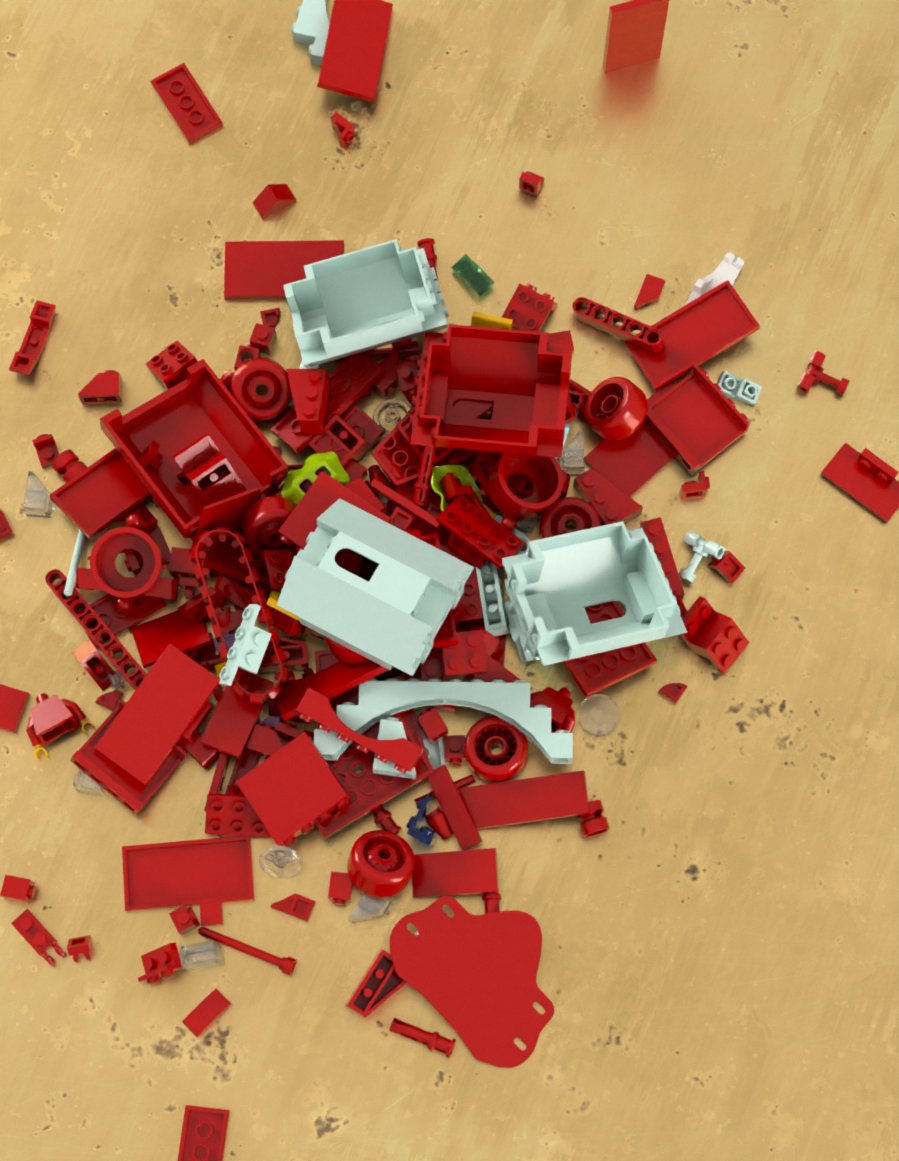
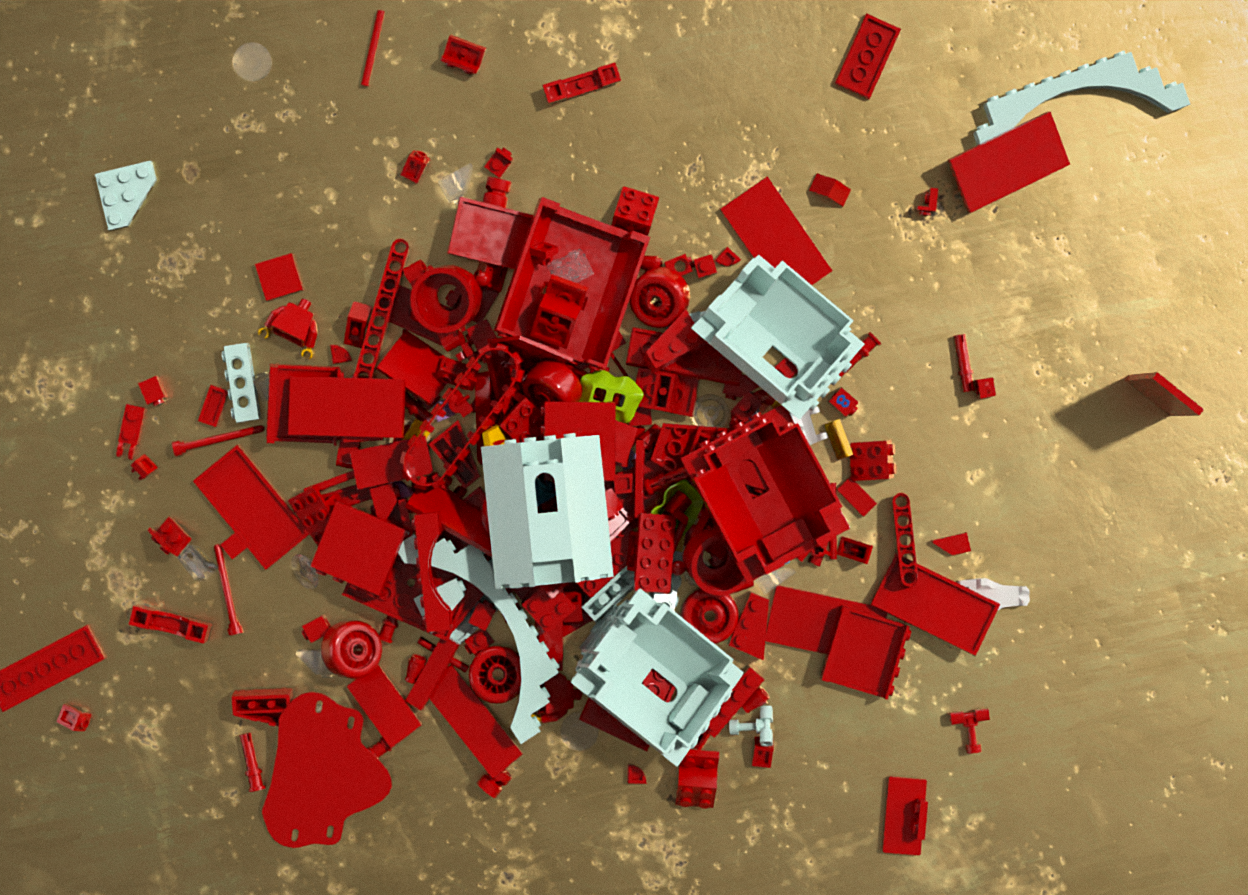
camera: 60 degrees right, 15 degrees up
(43, 784) = (252, 410): none -> light aqua brick
(72, 845) = (213, 406): none -> red tile
(74, 563) = (421, 254): light aqua bar -> none
(87, 900) = (180, 448): none -> red piece
(102, 388) = (579, 169): red slope -> none
(116, 680) = (355, 350): clear bush -> none
(179, 437) = (571, 267): none -> clear bracket
(184, 919) = (215, 530): red brick -> none
(206, 1013) = (160, 593): red slope -> none
(239, 1022) = (169, 622): none -> red arch
(248, 647) = (437, 444): light aqua bracket -> none
(295, 906) = (282, 603): red tile -> none
(424, 833) = (395, 660): clear blue bracket -> none
(462, 301) = (843, 402): none -> red brick
(472, 275) = (872, 395): clear green slope -> none
(494, 184) = (964, 363): none -> red pin
(598, 371) = (854, 550): none -> red slope
(616, 408) = (829, 587): red wheel -> none
(675, 539) = (756, 700): none -> red cone
(692, 489) = (807, 685): red bracket -> none
(738, 389) = (917, 667): light aqua slope -> none

